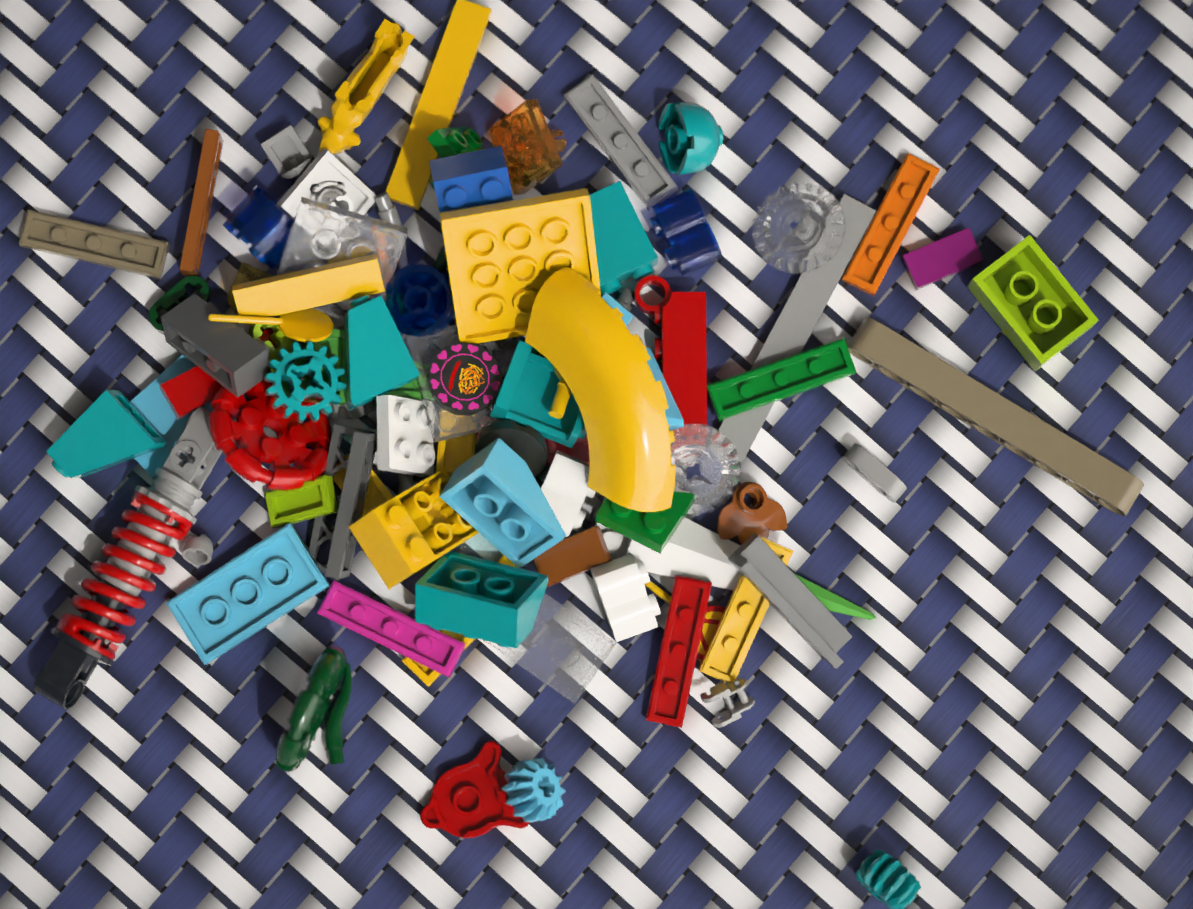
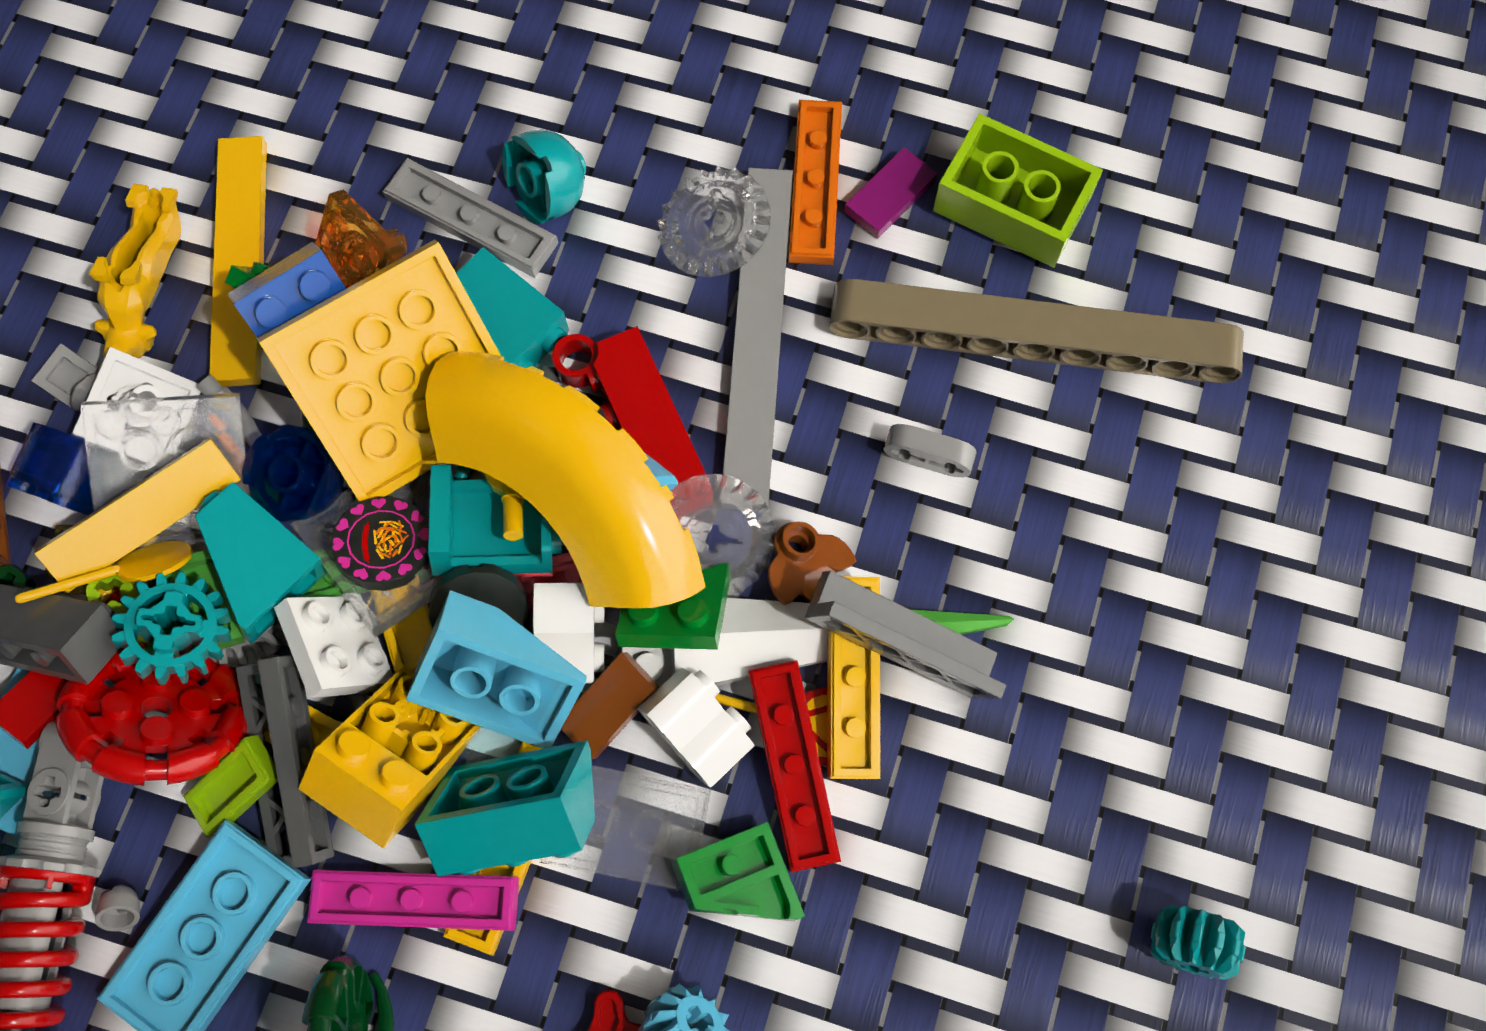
camera: 20 degrees left, 10 degrees down
(610, 708) = (739, 878): none -> green wing
(685, 232) = (586, 277): clear blue brick -> none
(733, 709) = (895, 809): light grey piece -> none
(781, 379) = (770, 392): green tile -> none

